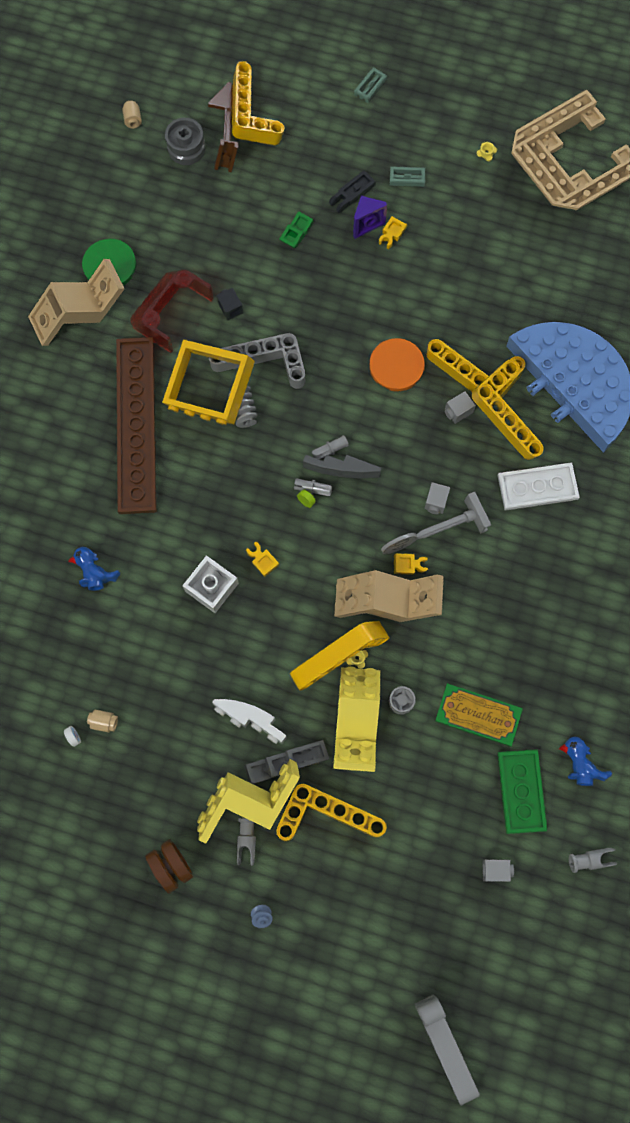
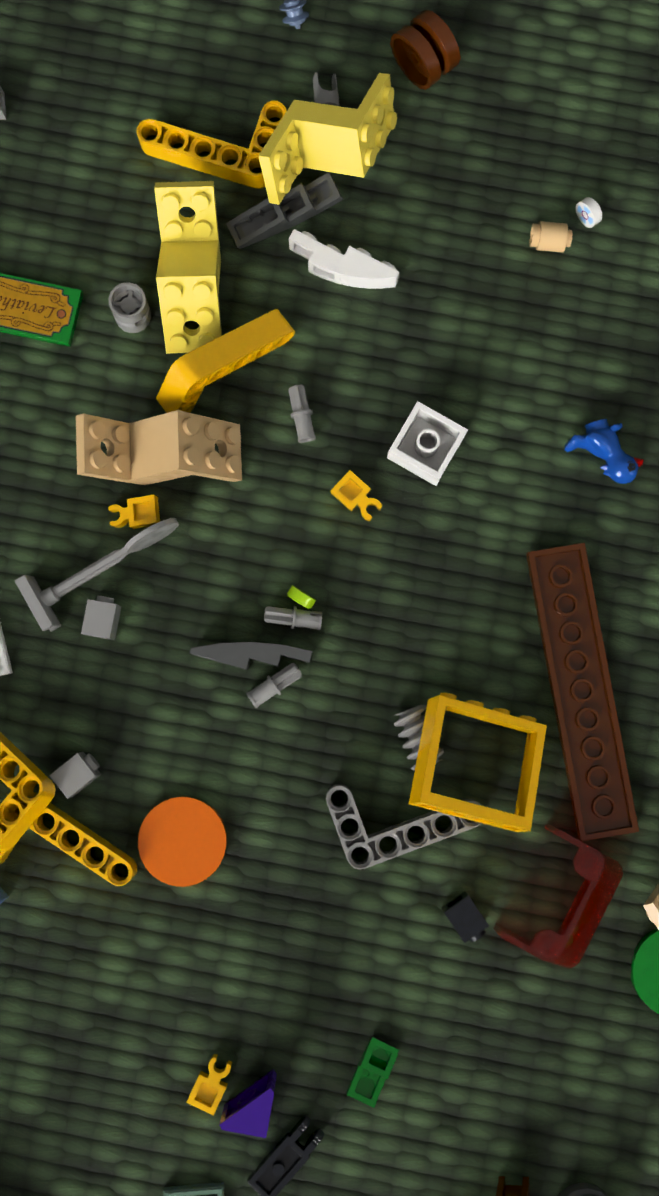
camera: 170 degrees right, 10 degrees up
(292, 618) = (301, 413): none -> light grey axle

